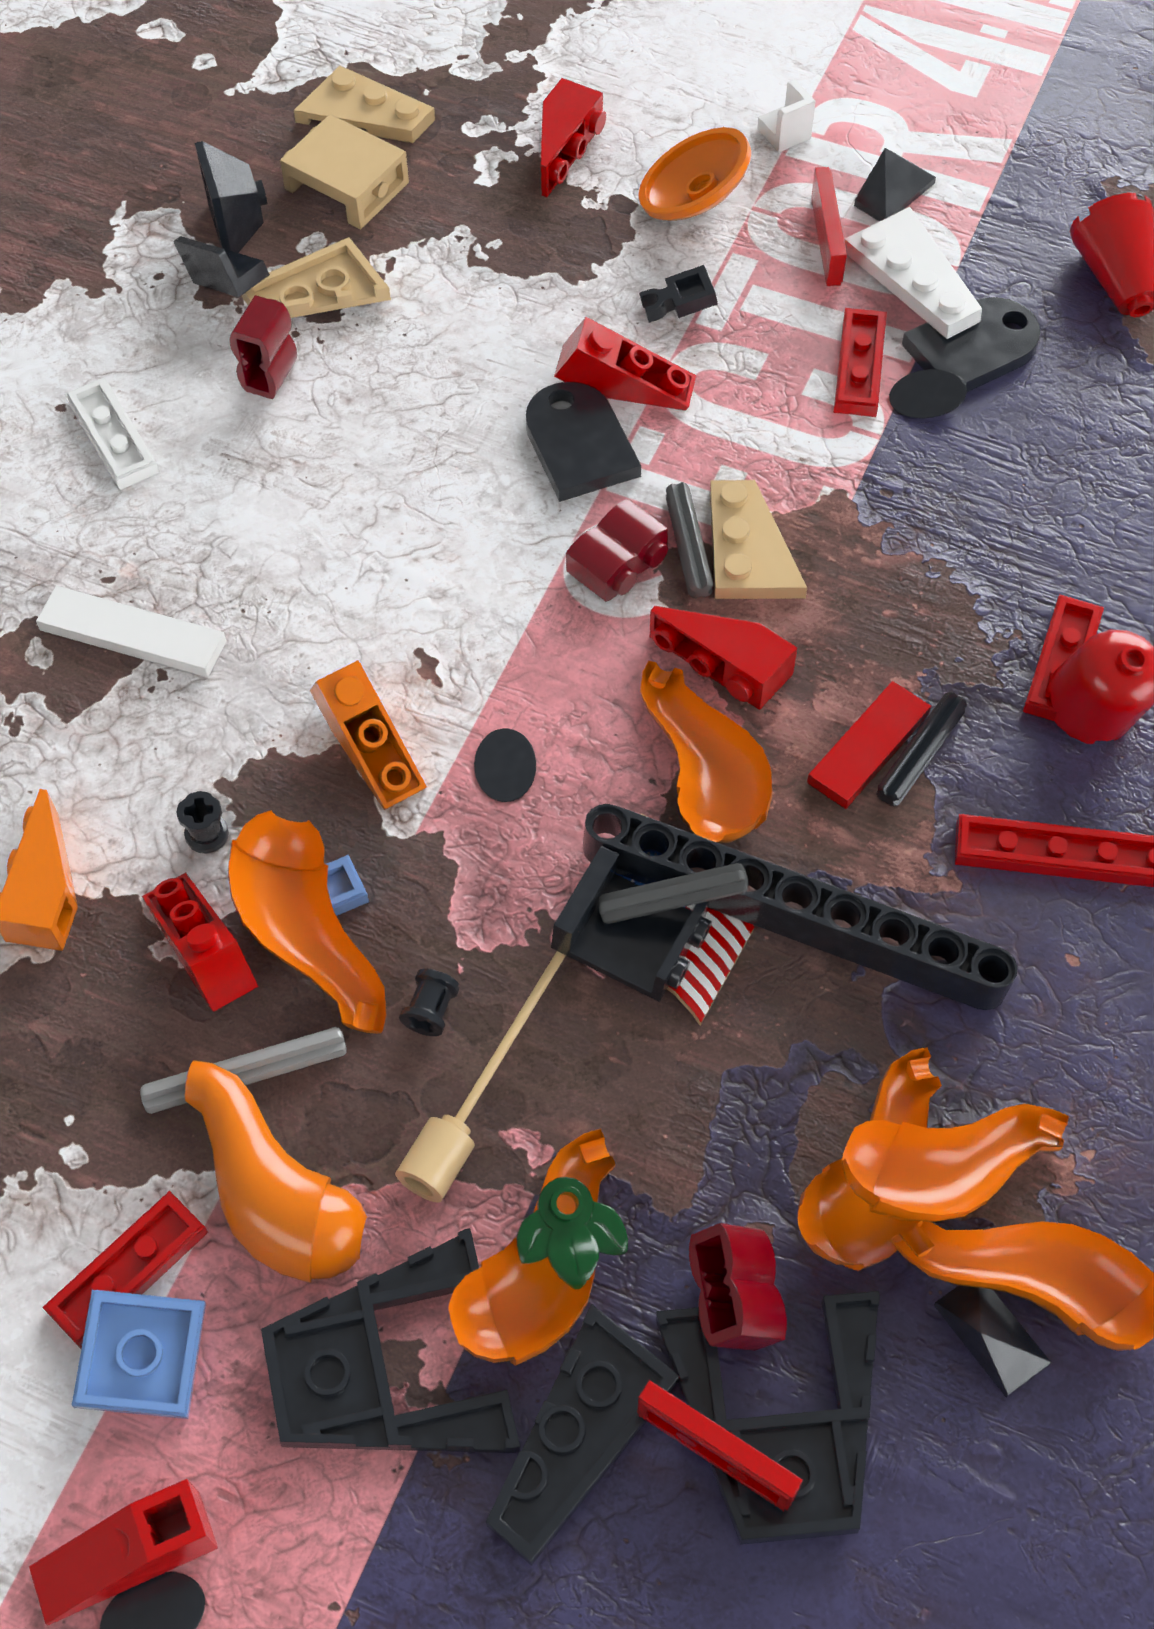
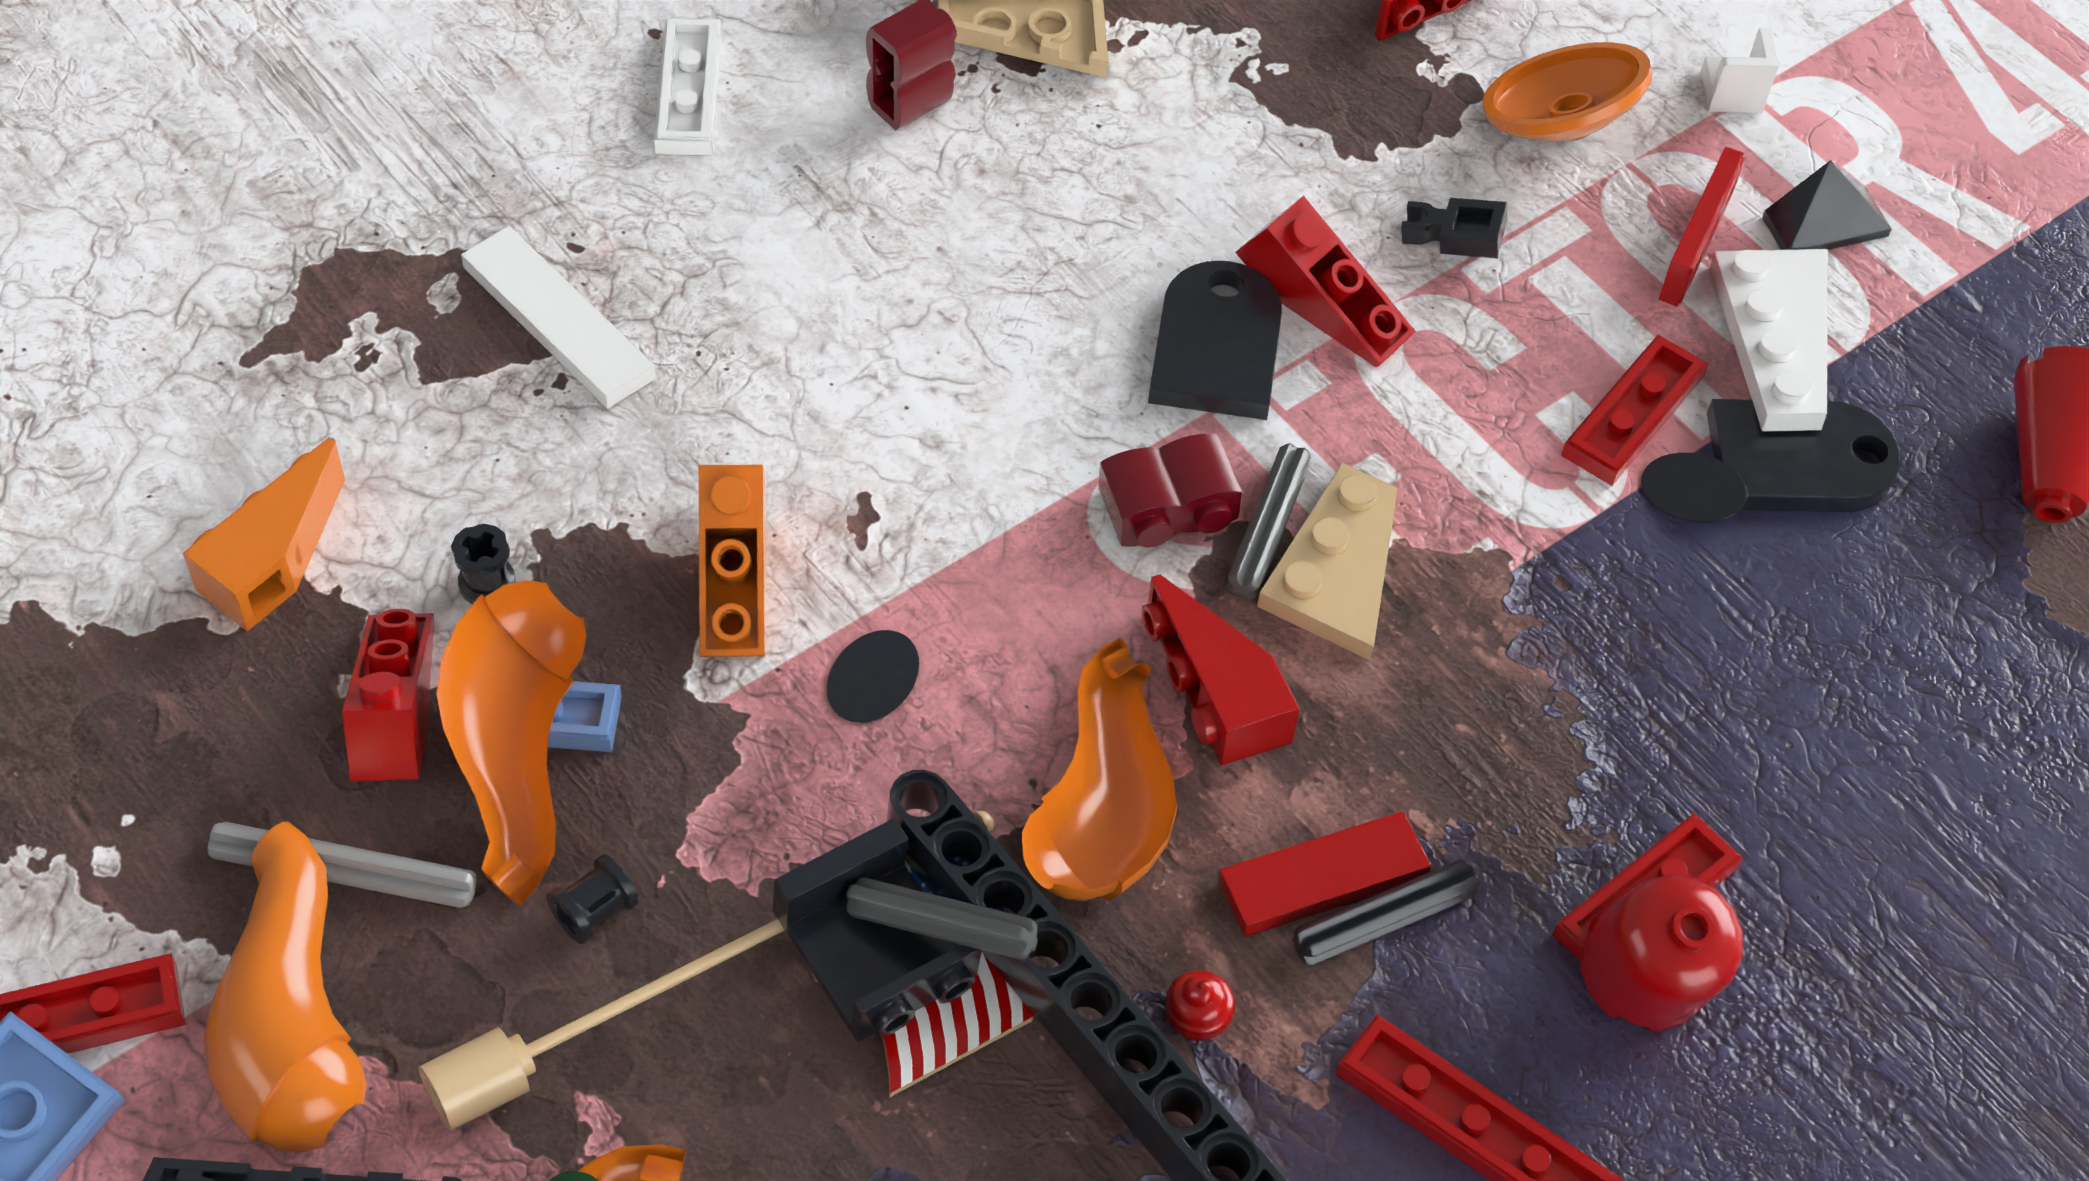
camera: 25 degrees right, 5 degrees down
(851, 865) = (1199, 1005): none -> red plate

